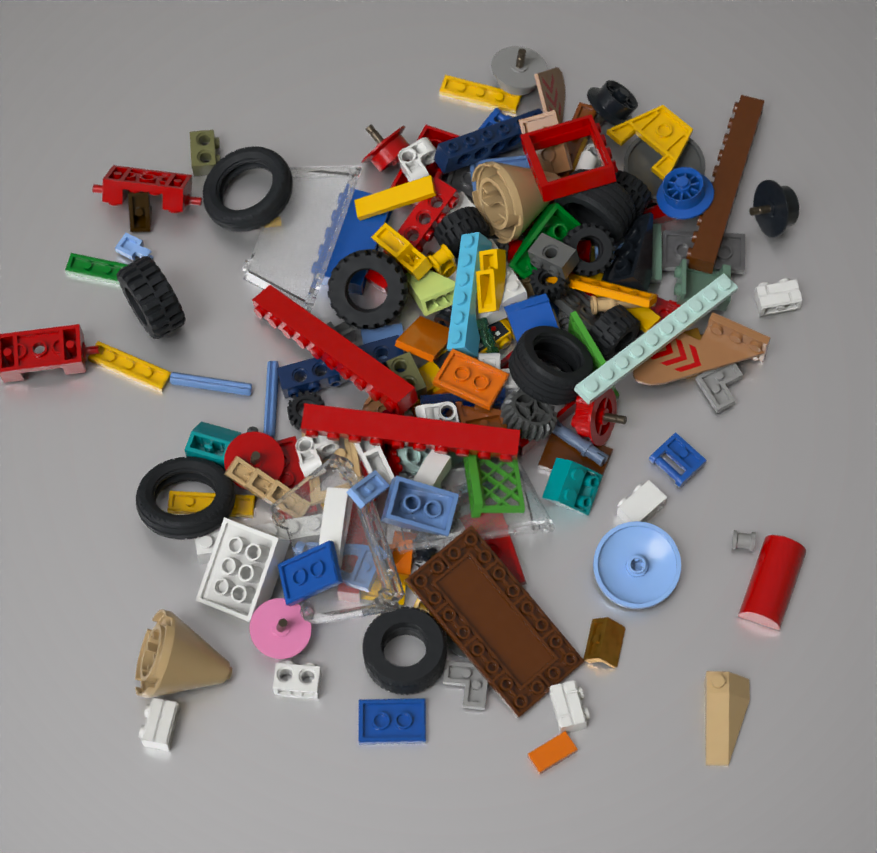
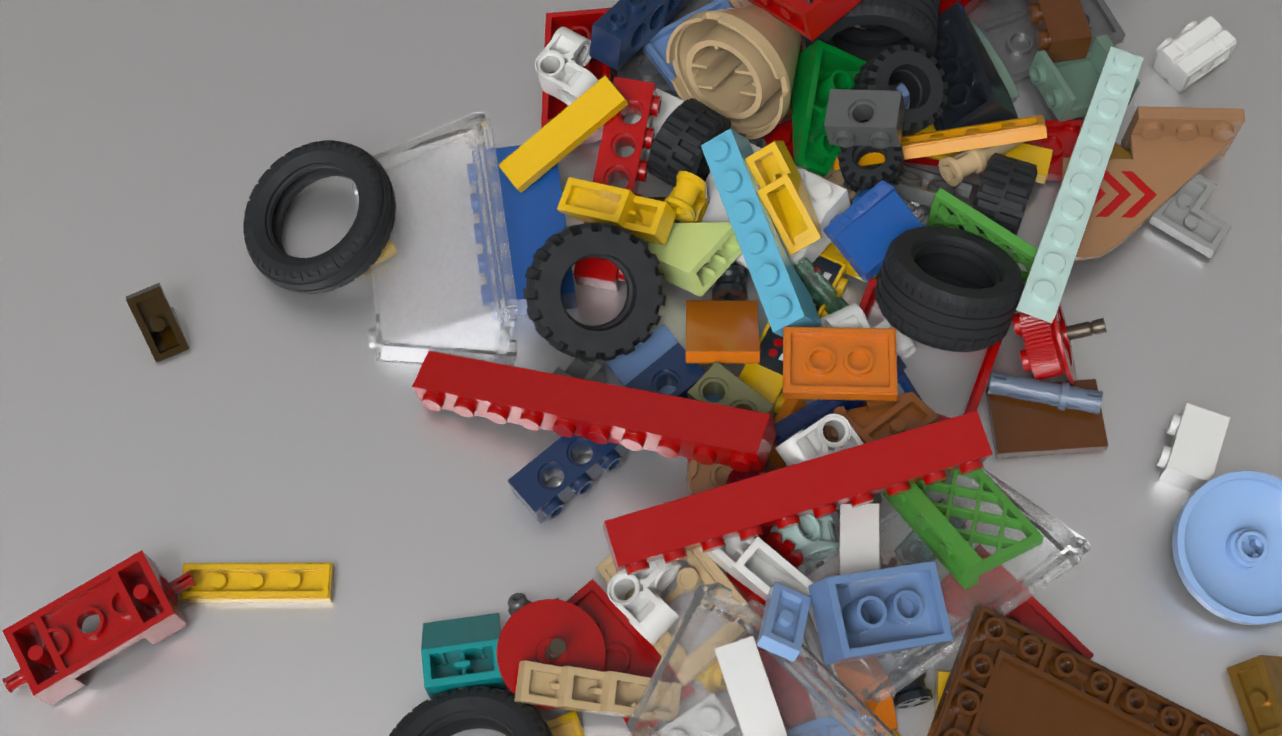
camera: 25 degrees left, 0 degrees up
(93, 268) = (147, 441): green tile -> none
(131, 247) = (170, 385): light blue plate -> none
(151, 297) = (246, 452): black tyre -> none
(174, 187) = (104, 286): red brick -> none
(203, 153) = (220, 191): olive brick -> none
(211, 383) = (407, 552): medium blue axle -> none
(271, 399) = (520, 535): medium blue axle -> none
(297, 403) = (568, 519): black tyre -> none
(387, 149) = (509, 72): red piece -> none
(528, 415) = (958, 382): dark grey gear -> none
(572, 486) = (1074, 464): teal slope -> none
(682, 454) = (1204, 343): blue plate -> none

